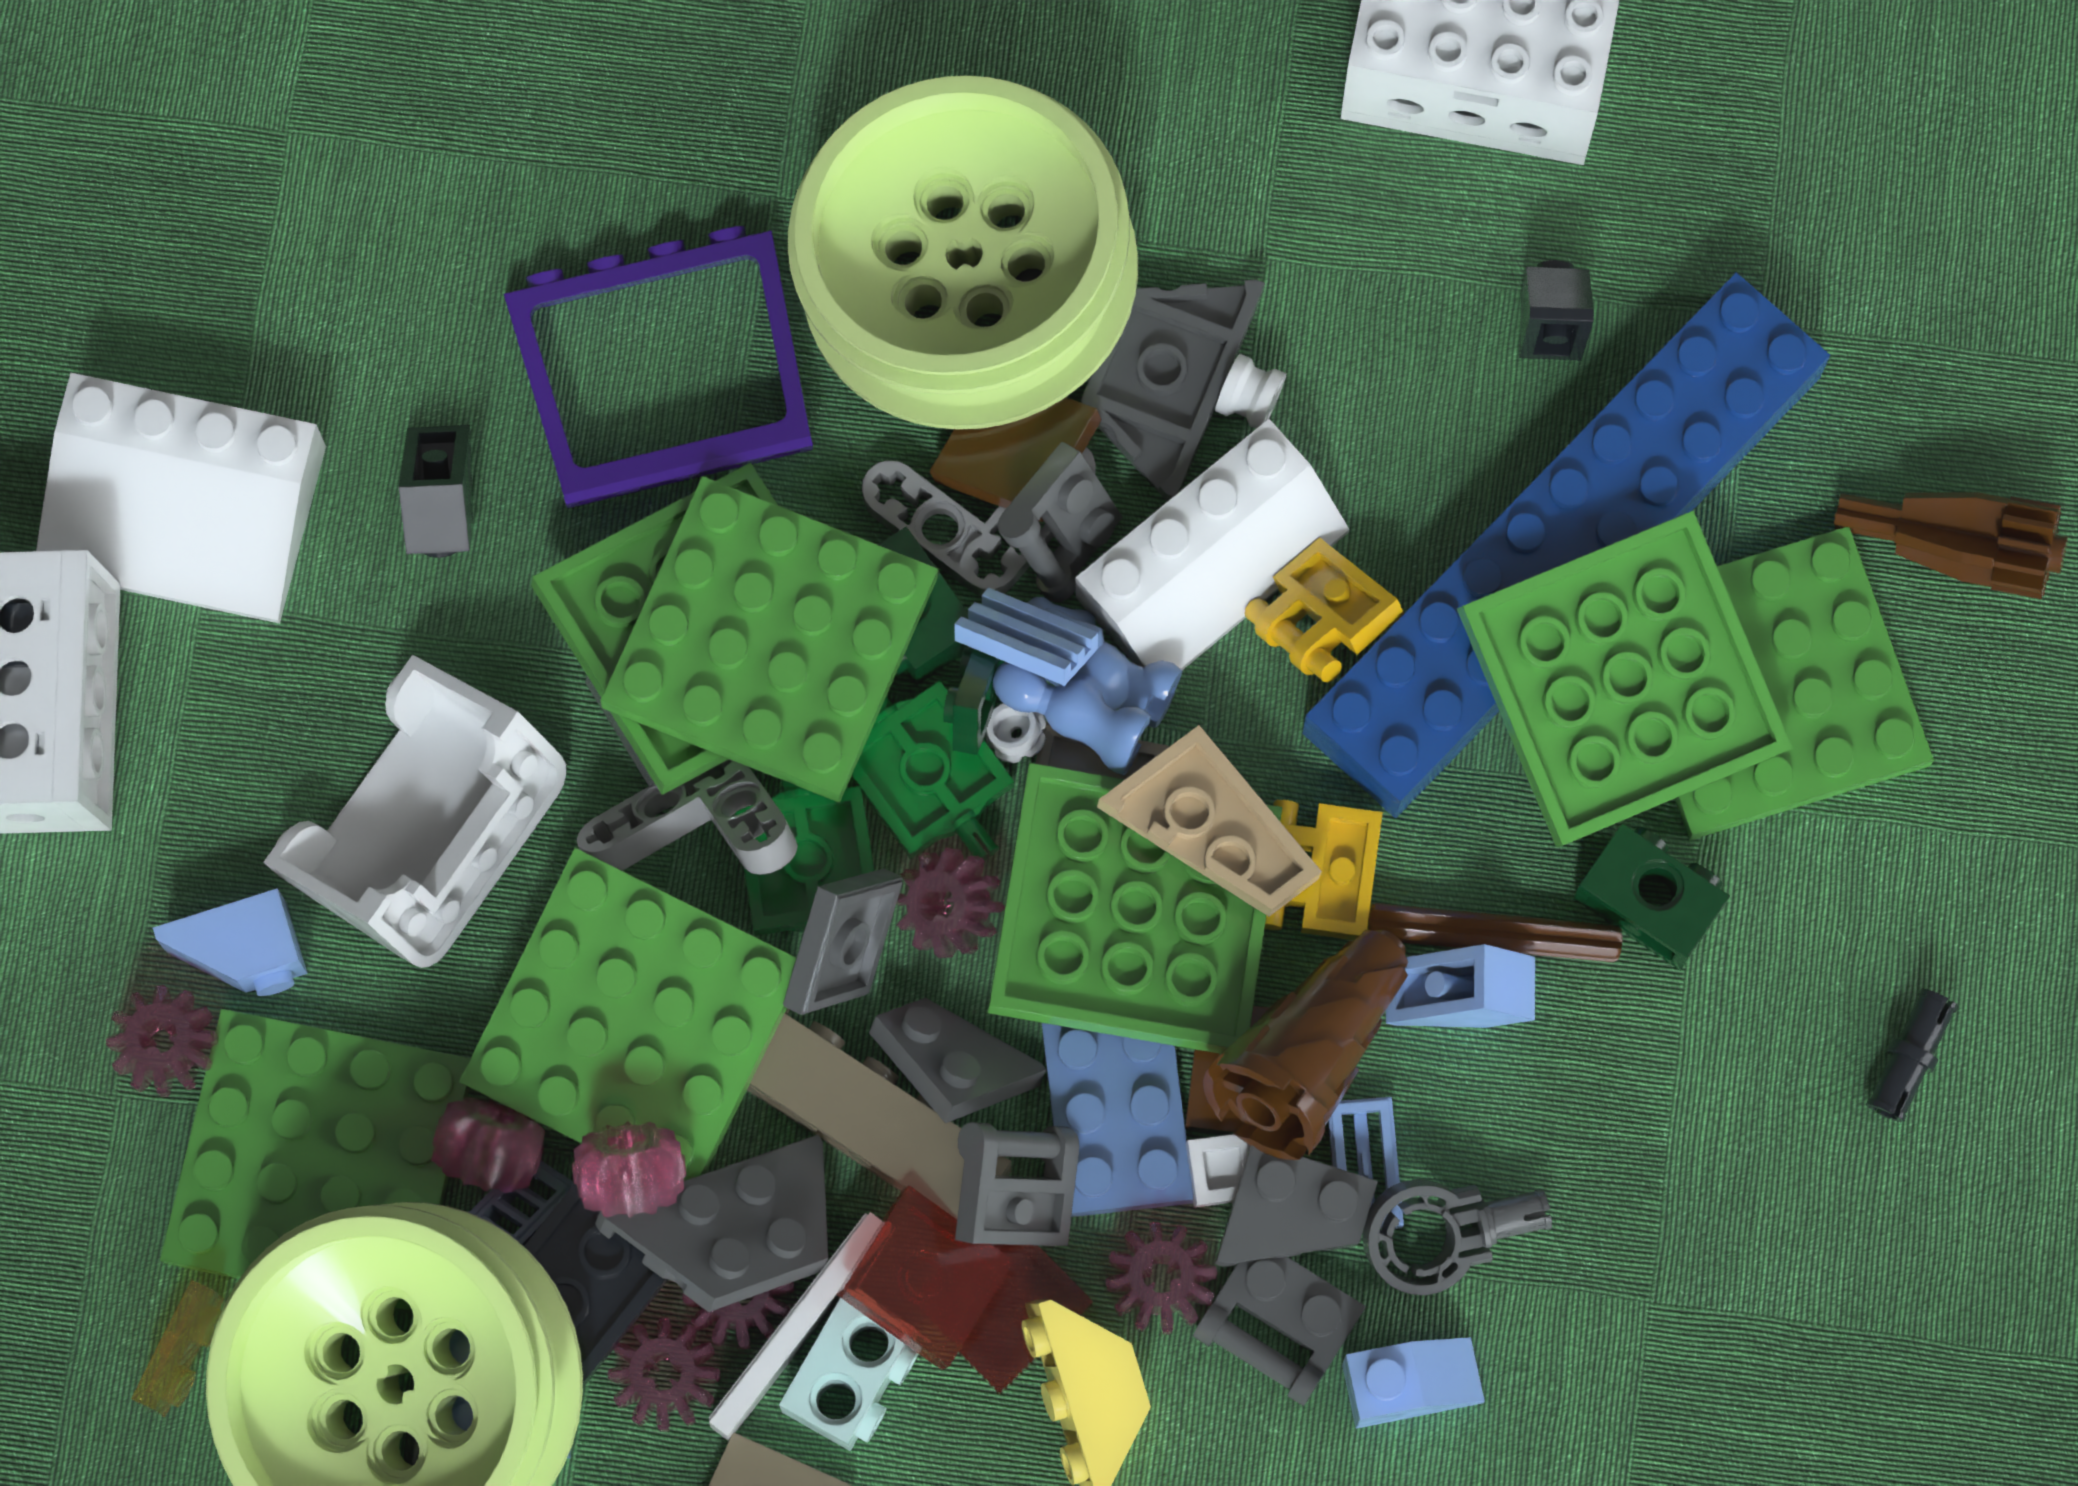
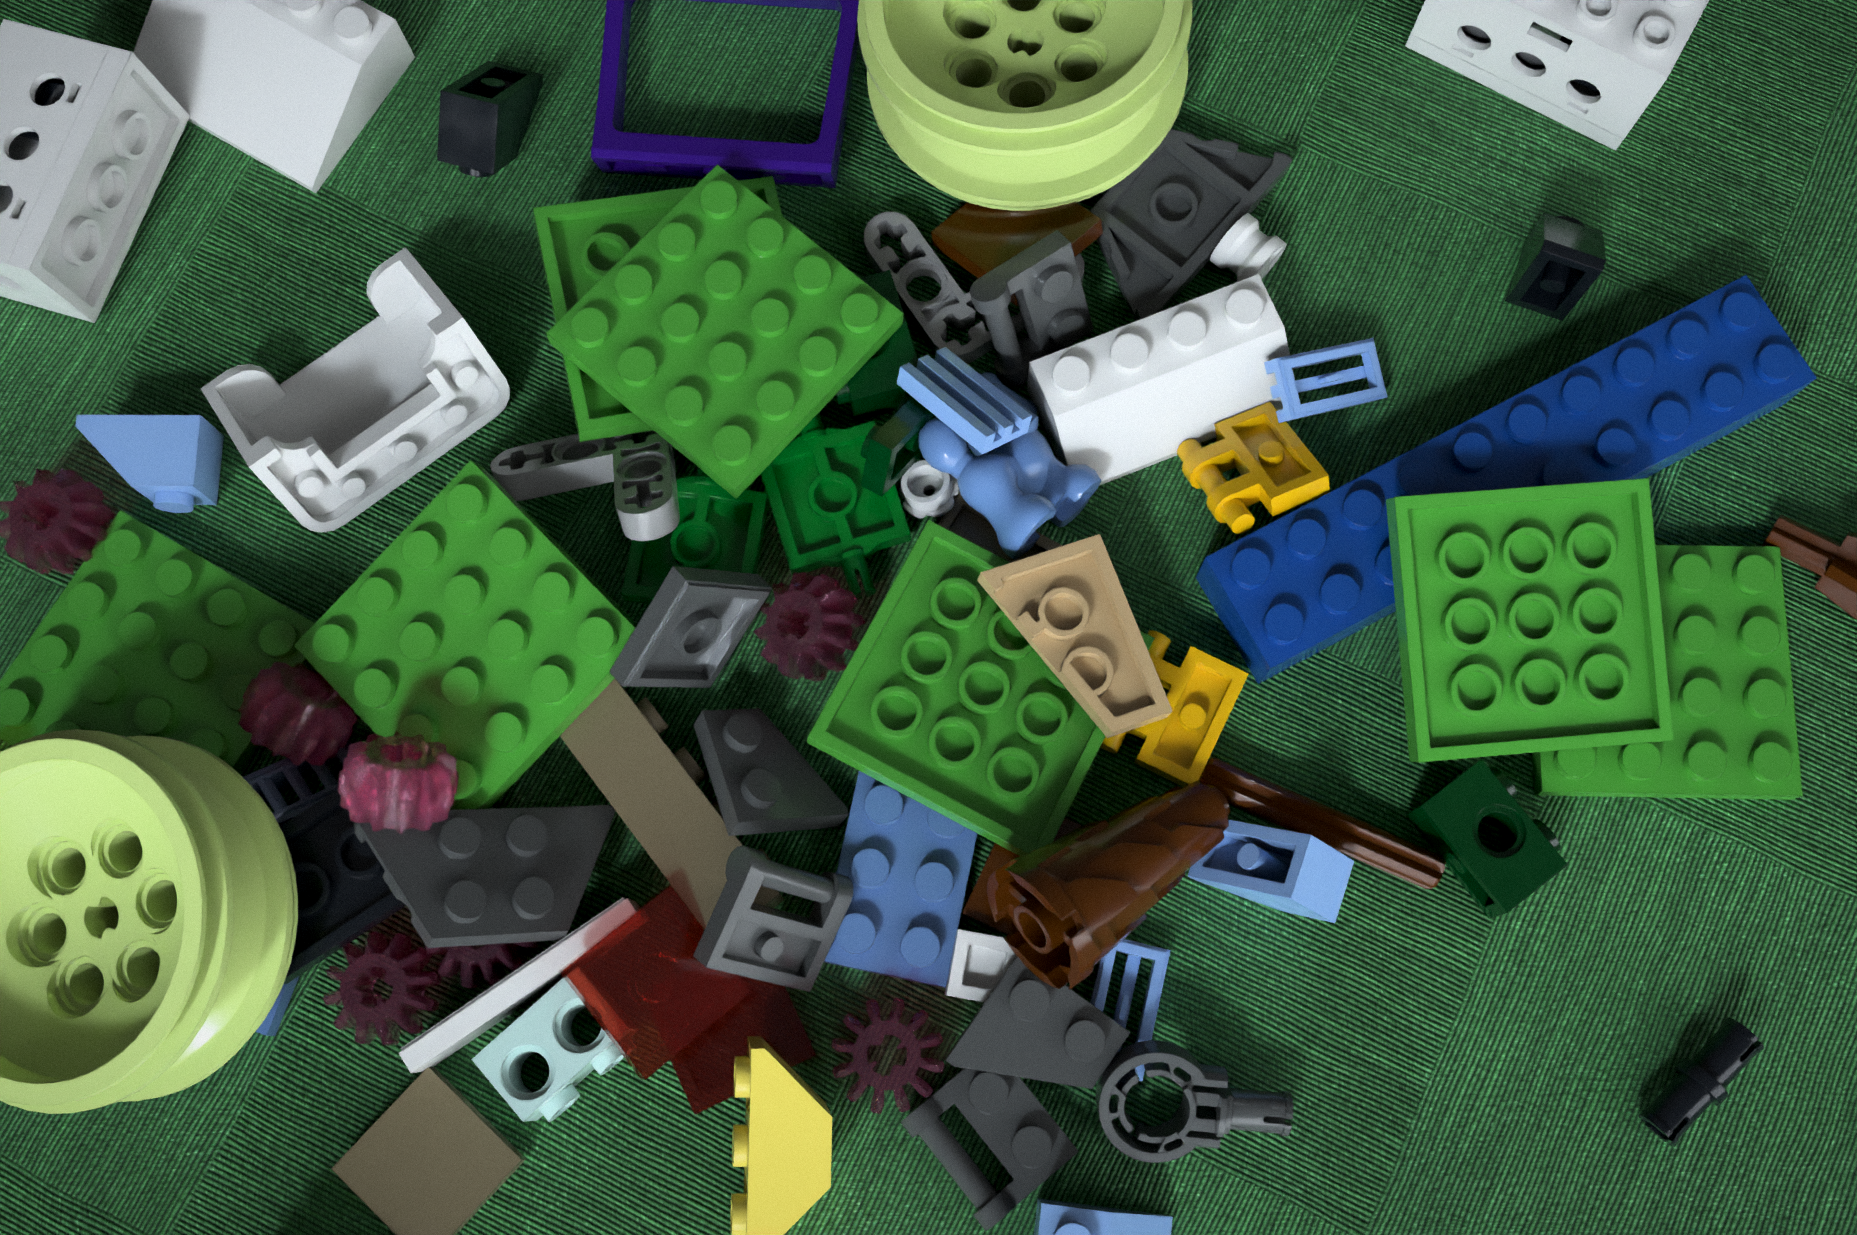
camera: 20 degrees right, 0 degrees up
(1333, 521) = (1288, 387): none -> light blue tile

